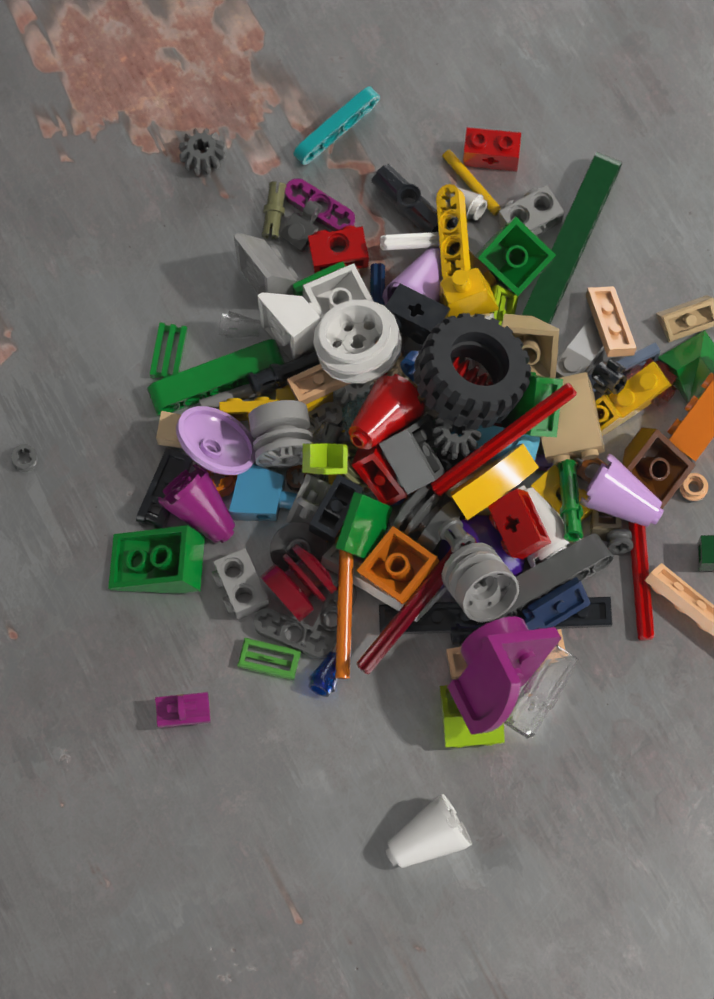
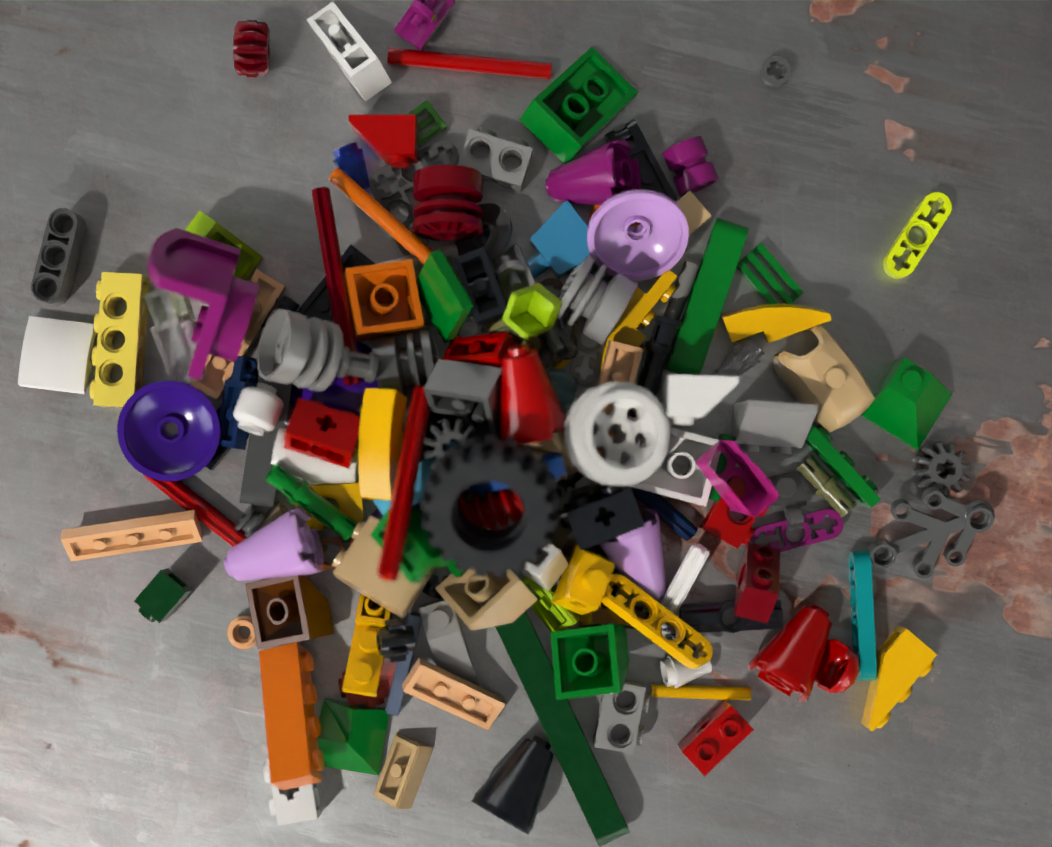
camera: 125 degrees right, 15 degrees up
(81, 290) = (937, 220): none -> neon yellow beam
(138, 453) = (690, 165): none -> magenta wheel
(177, 206) = (907, 402): none -> green slope
(188, 658) = (469, 63): none -> red piece
(195, 323) = (772, 320): none -> yellow slope
(211, 253) = (826, 379): none -> tan animal
(219, 107) = (935, 531): none -> dark grey plant
(248, 744) = (349, 51): none -> white slope
(253, 210) = (841, 466): none -> green plate
(287, 659) = (390, 137): none -> red slope
(304, 805) = (251, 48): none -> dark red gear
(324, 235) = (753, 501): none -> dark pink piece
(346, 79) = (899, 665): none -> yellow slope
(373, 197) = (757, 582): none -> dark red brick
(384, 116) = (837, 667): none -> red hair
(396, 143) = (795, 653): none -> red cone
(429, 835) = (136, 133): white cone -> none
(541, 582) = (258, 409): none -> white head
(571, 806) = (52, 242): none -> dark grey beam
(609, 693) = (107, 324): none -> light yellow brick
(610, 620) = (149, 445): none -> dark purple dish
(627, 762) = (56, 355): none -> white slope
(629, 238) = (518, 784): none -> black cone

